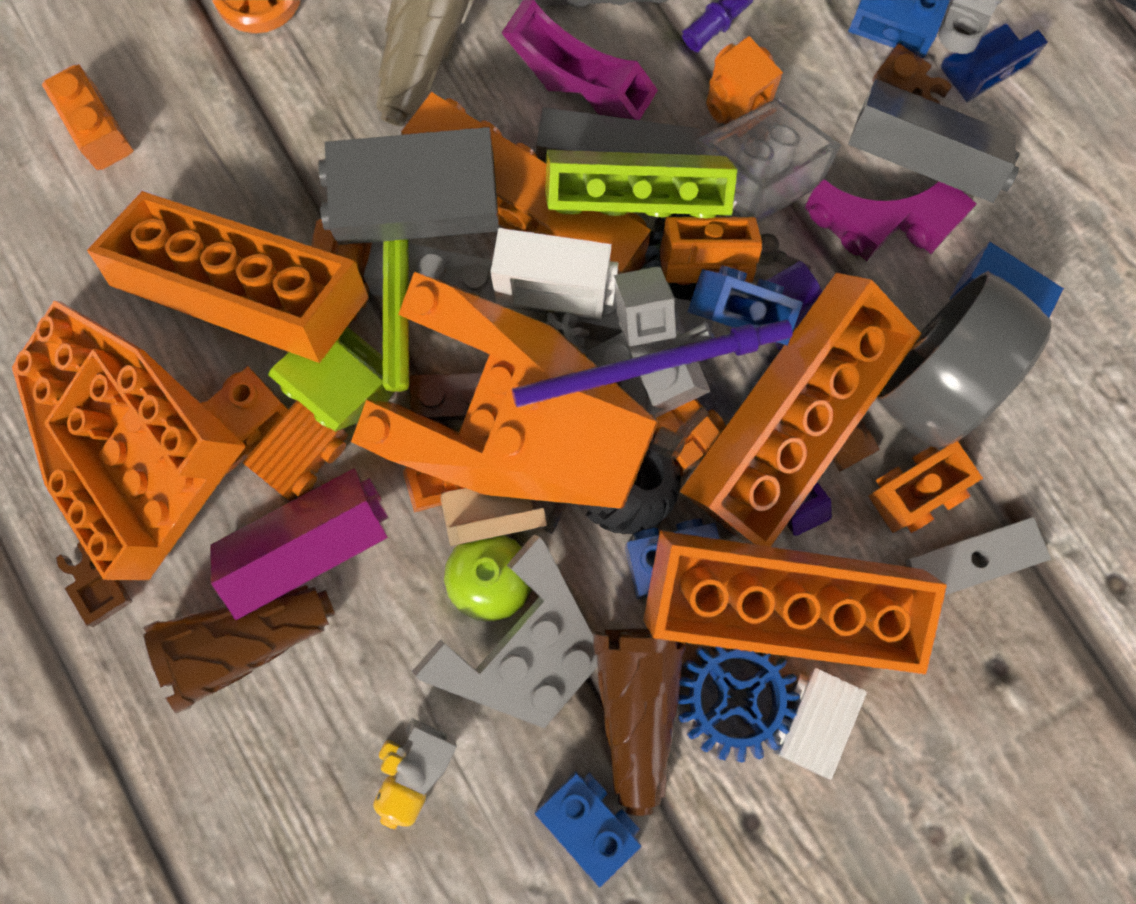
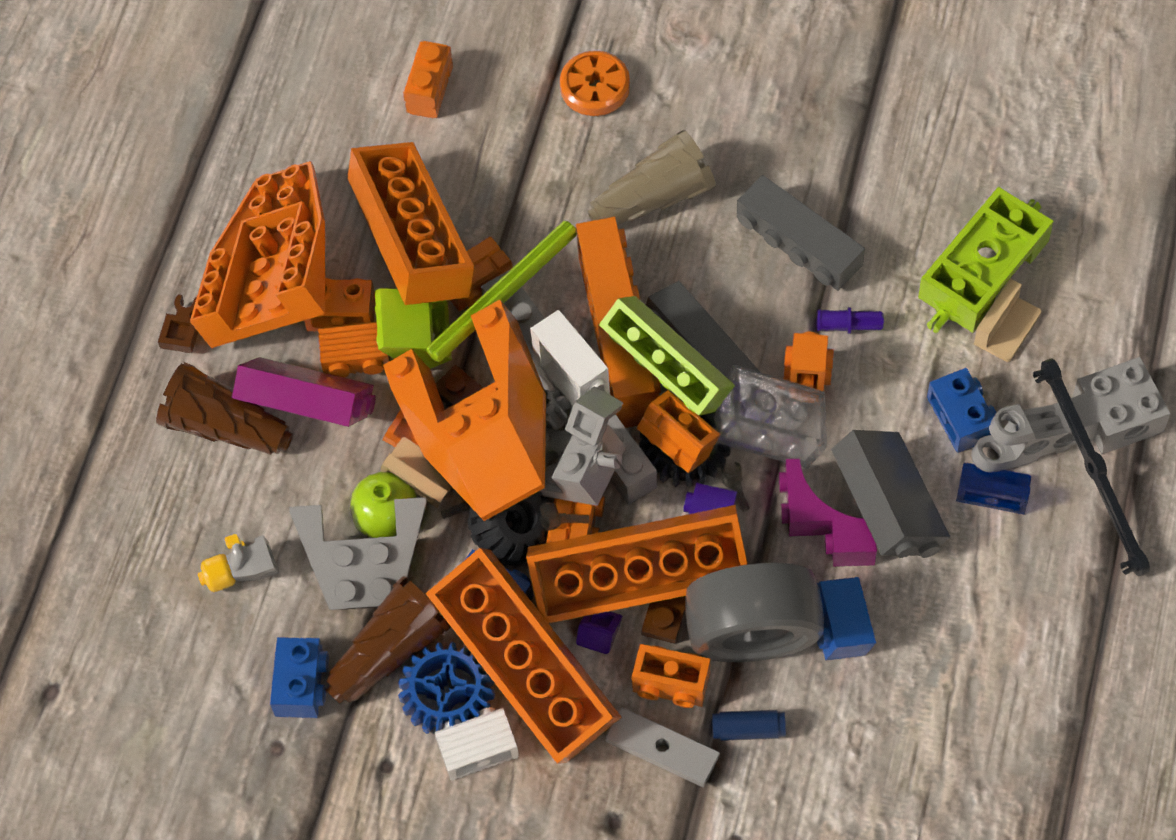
camera: 50 degrees right, 15 degrees down
(409, 186) = (546, 255): dark grey brick -> none
(567, 65) = (725, 275): magenta arch -> none
(735, 303) = (663, 476): blue brick -> none
(741, 340) = (628, 480): dark purple bar -> none
(910, 73) = (931, 451): reddish brown plate -> none
(1024, 466) = (749, 725): none -> dark blue piece

